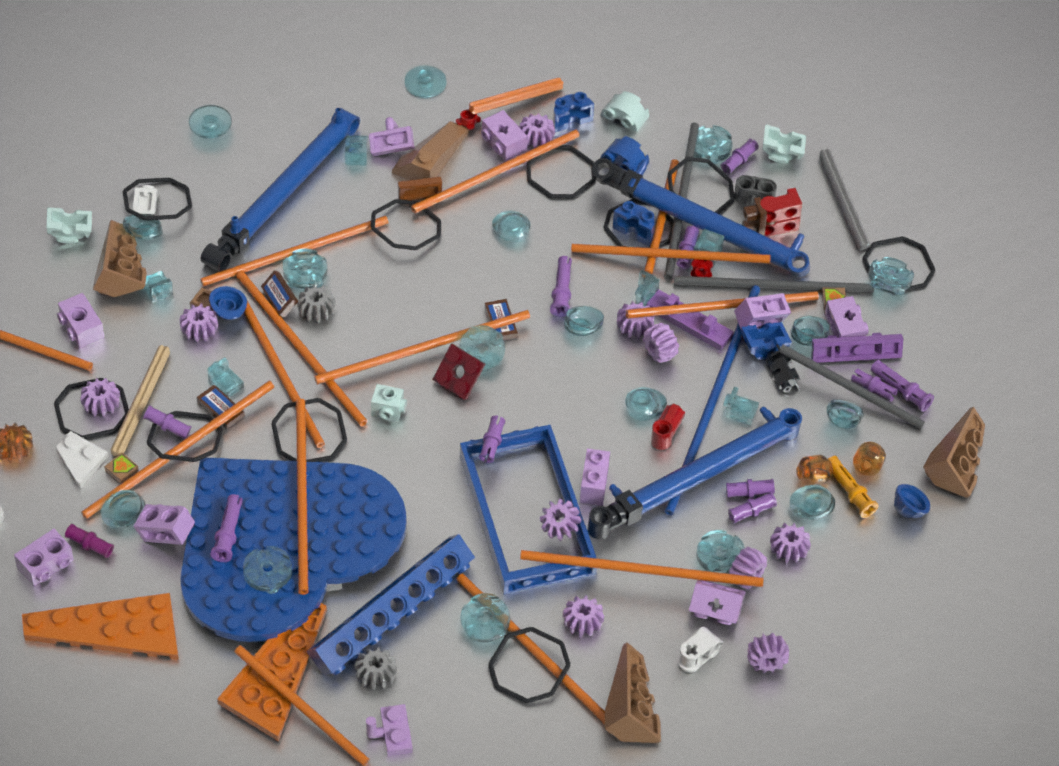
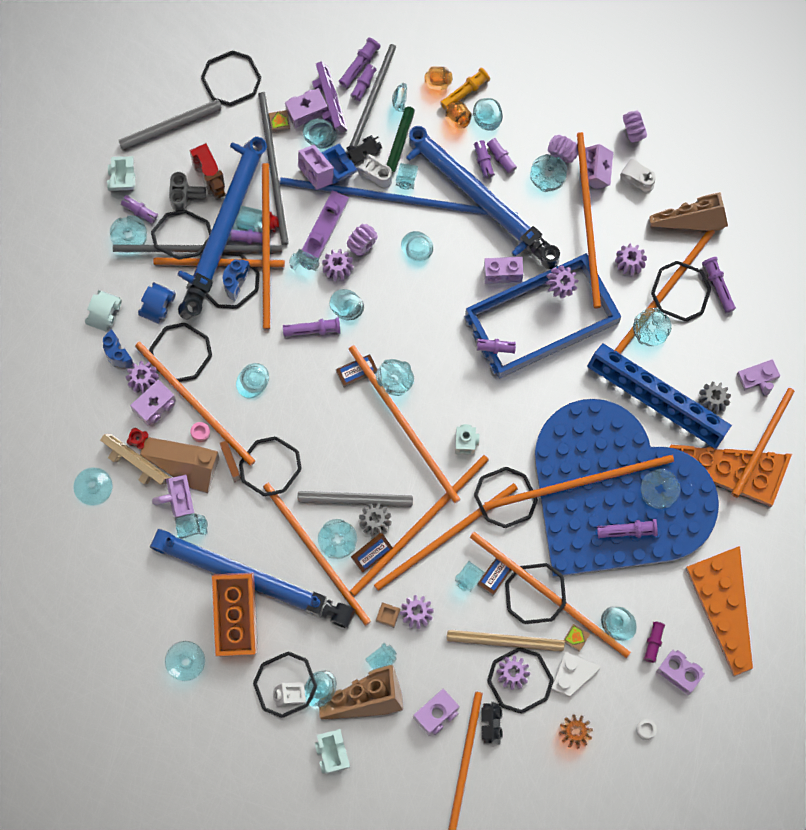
camera: 100 degrees left, 20 degrees up
(50, 370) = (493, 732): none -> black hinge
(164, 524) = (635, 584): lavender brick -> none
(167, 422) = (527, 610): medium lavender pin -> none
(228, 302) = (395, 589): blue piece -> none
(243, 158) = (234, 614): none -> orange brick
(347, 294) = (355, 498): none -> light grey axle
(443, 111) = (120, 449): none -> tan hinge
(447, 375) = (433, 388): dark red piece -> none
(462, 172) = (200, 432): none -> bright pink tile
(515, 95) = (105, 401): orange axle -> none
(540, 707) = (716, 276): none -> medium lavender pin
(666, 426) = (437, 226): red piece -> none
(709, 306) = (312, 200): orange piece -> none
(751, 376) = (373, 169): none -> white piece
(780, 404) = (400, 138): none -> dark green axle
(790, 542) = (529, 131): lavender gear -> none
(881, 276) = (254, 87): clear light blue plate -> none
(911, 501) = (472, 44): blue piece -> none
(955, 457) = (428, 21): medium nougat wedge -> none

